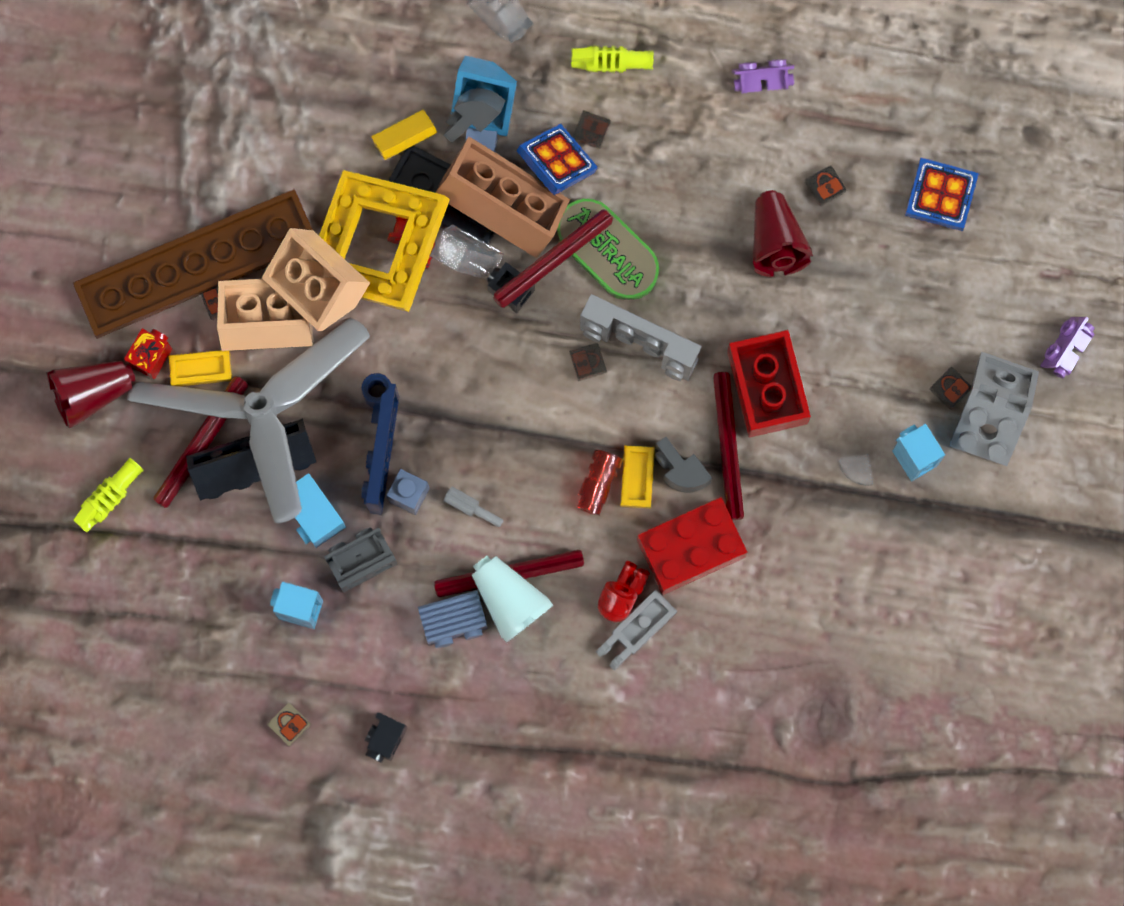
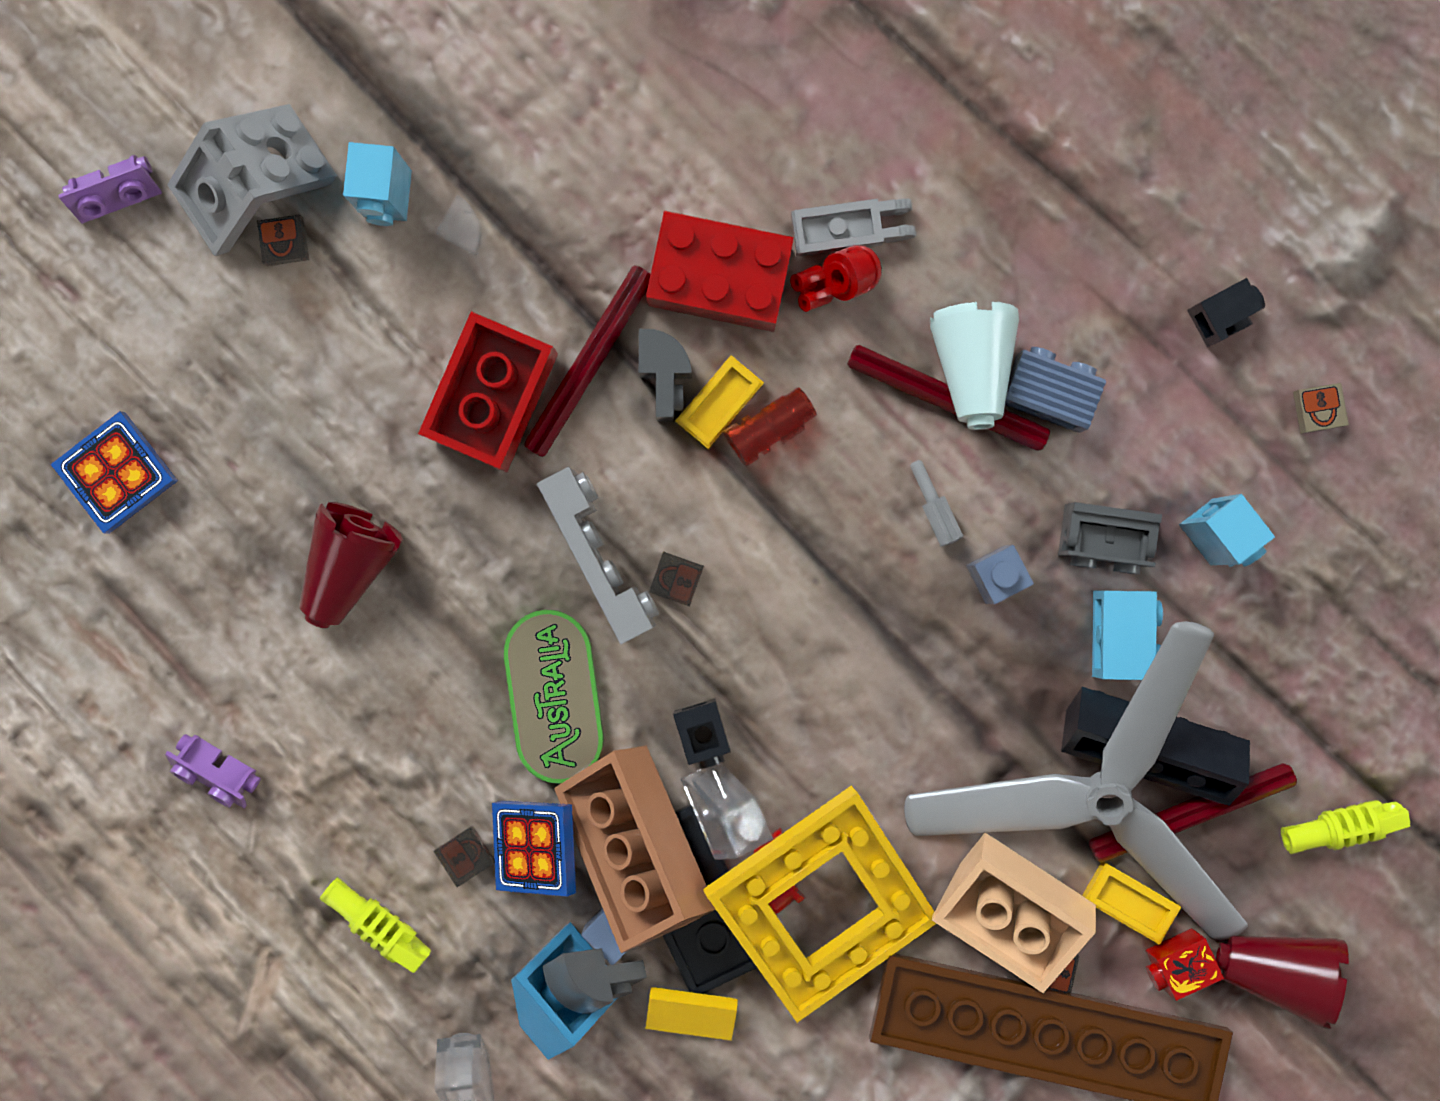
camera: 145 degrees left, 10 degrees up
(314, 278) = (933, 910): light nougat slope -> none
(378, 460) = (1011, 631): dark blue hinge -> none
(552, 258) = (630, 727): dark red axle -> none
(825, 185) = (242, 585): tile -> none

